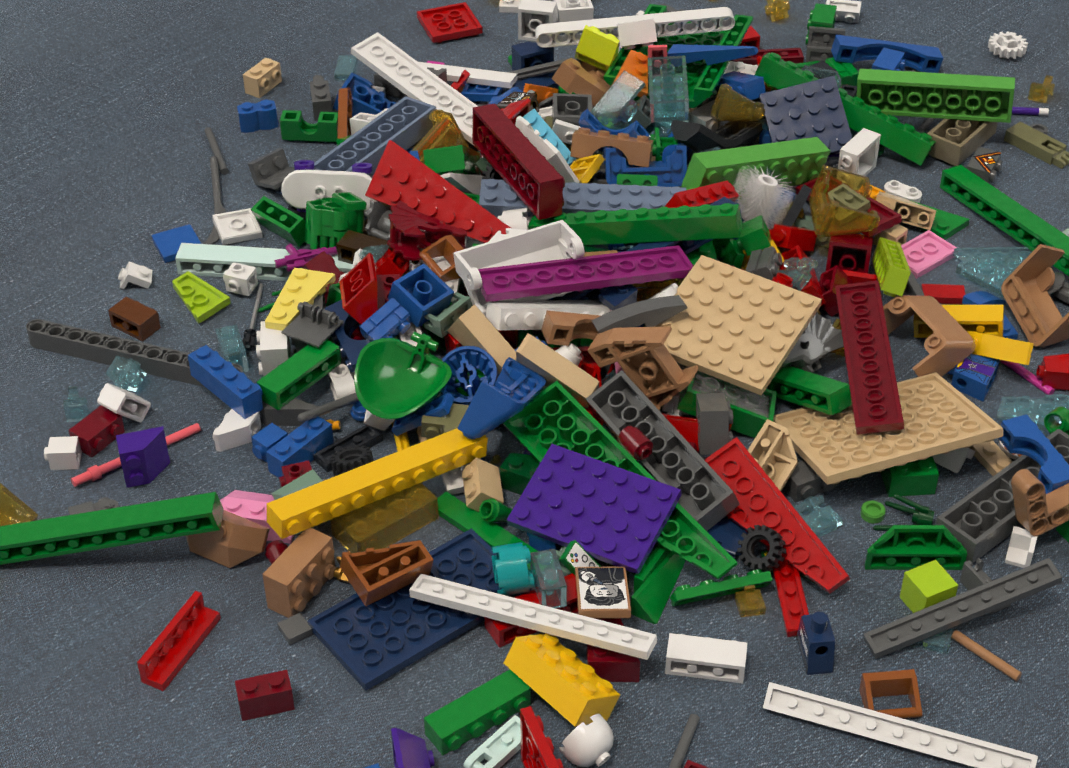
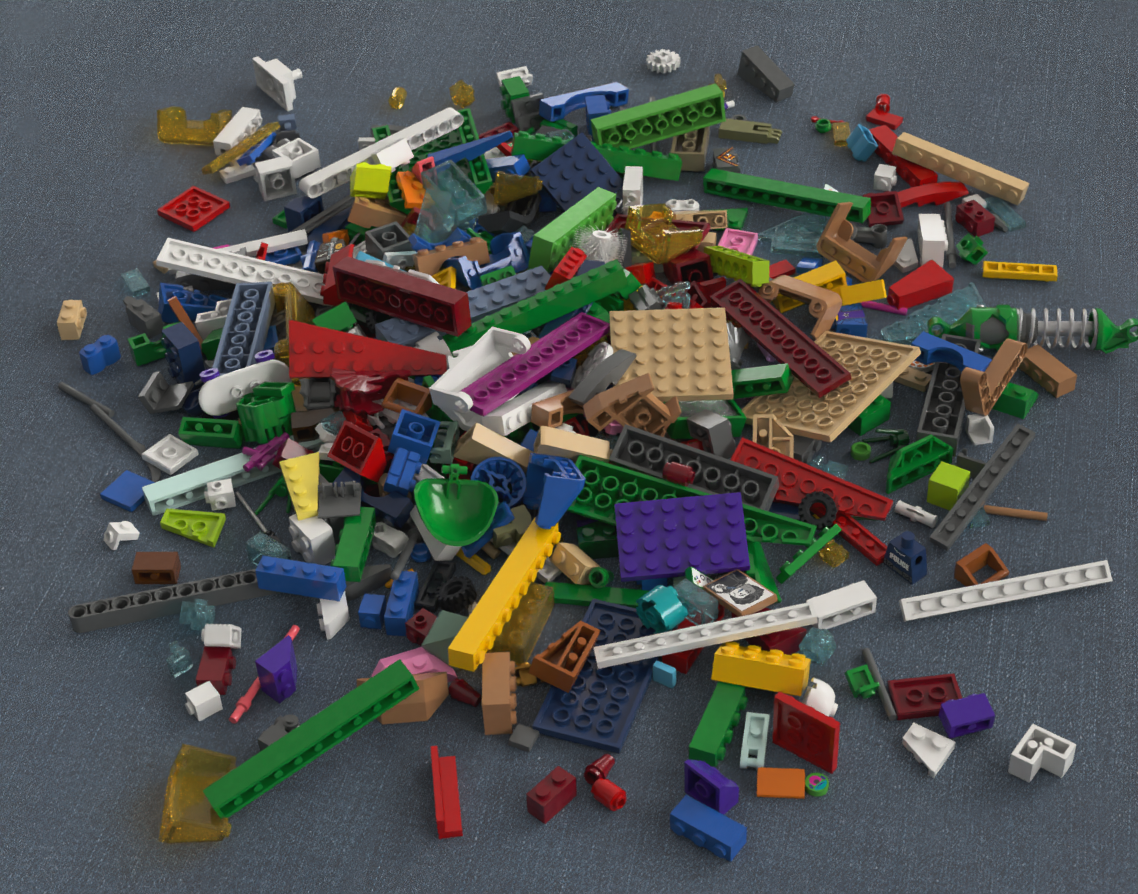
camera: 30 degrees left, 0 degrees up
(310, 135) = (183, 354): none -> dark blue brick
(317, 724) = (609, 794): none -> red brick
(330, 695) = (599, 769): none -> dark red cone
(472, 636) = (664, 674): none -> medium azure tile
(643, 685) = (818, 645): none -> clear light blue brick
(657, 746) = (861, 682): none -> green bracket
(849, 198) = (656, 224): olive wing -> none
(865, 593) = (916, 514): none -> white pin

